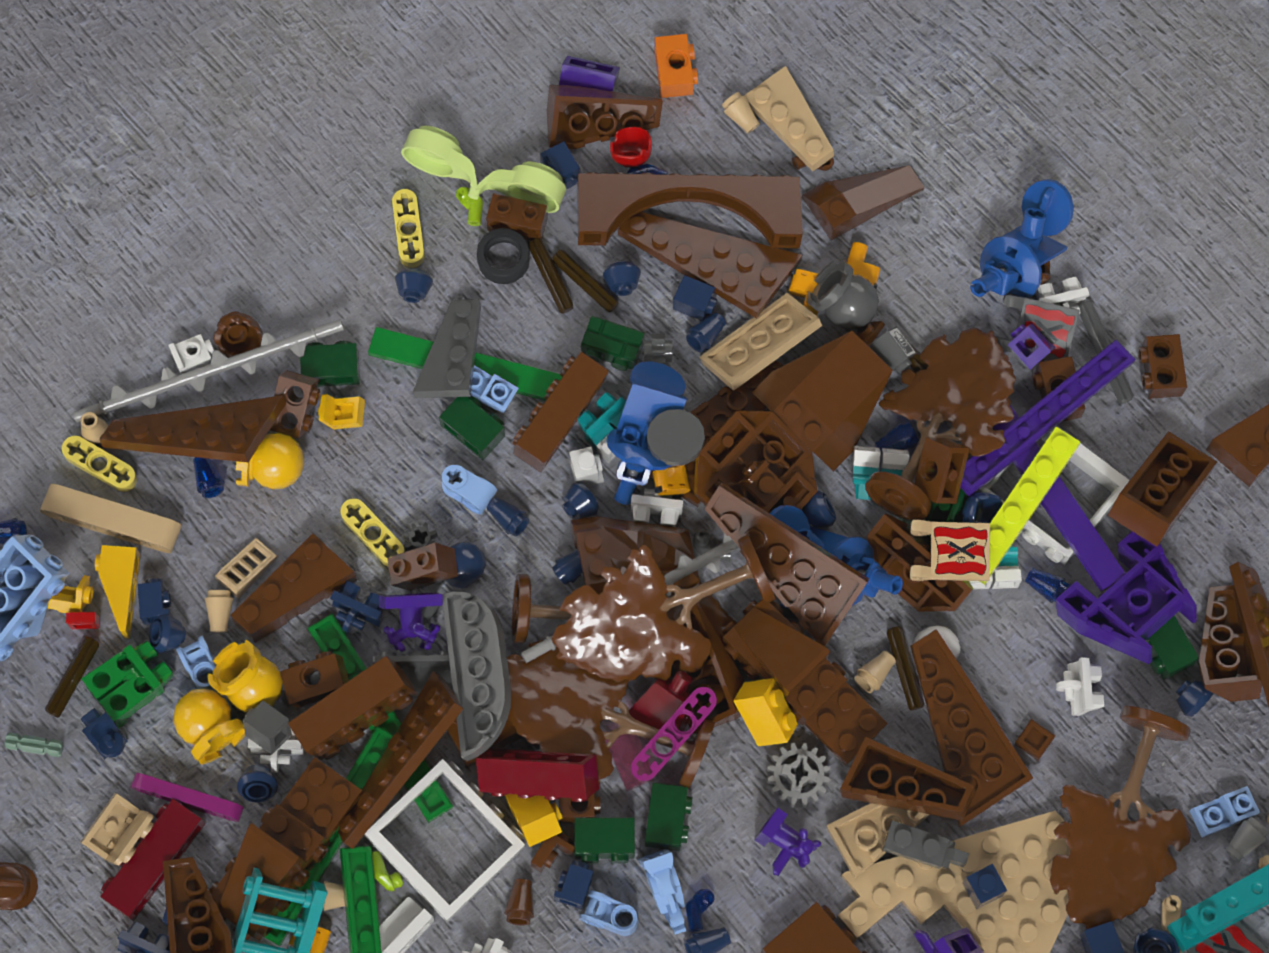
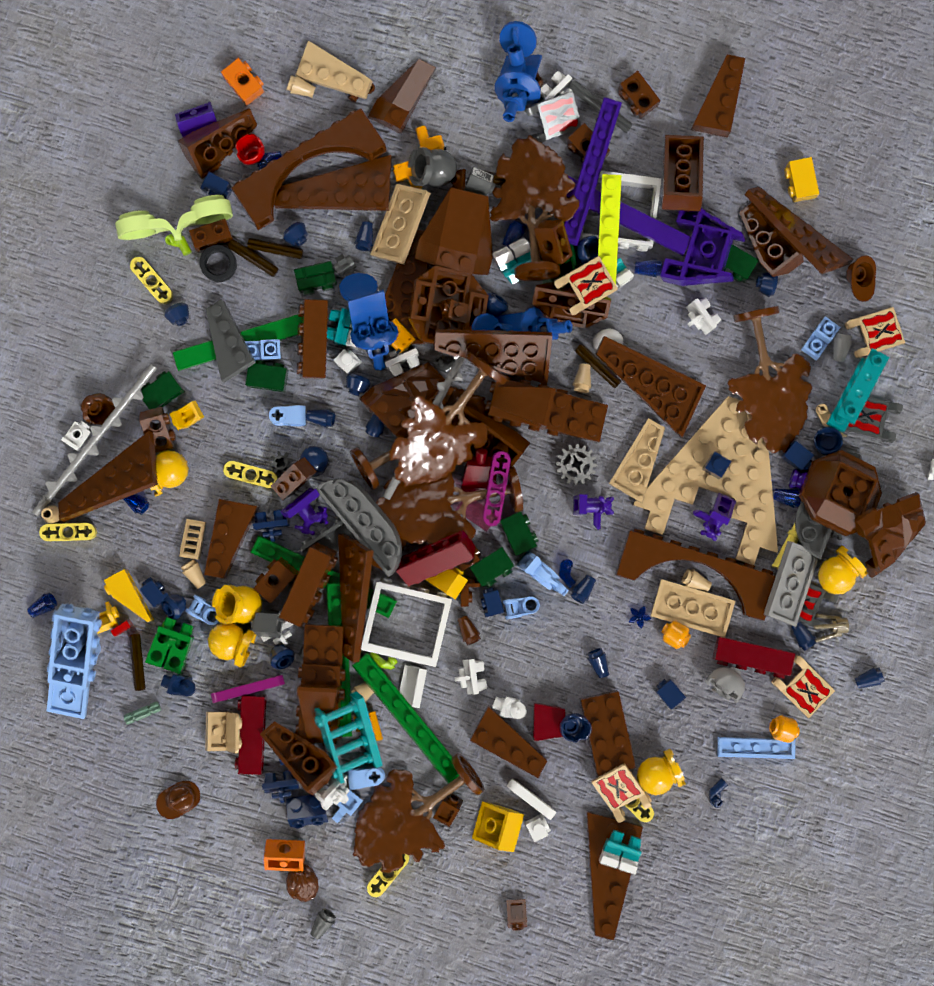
camera: 30 degrees left, 15 degrees up
(110, 518) = (96, 560): tan beam -> none
(675, 437) = (391, 317): dark grey tile -> none
(694, 298) = (346, 220): dark blue brick -> none
(765, 712) = (538, 442): yellow brick -> none
(901, 782) = (636, 435): reddish brown wedge -> none
(922, 846) = (669, 463): dark grey hinge -> none
(1027, 354) = (559, 136): dark purple brick -> none
(1034, 740) = (693, 362): reddish brown tile -> none

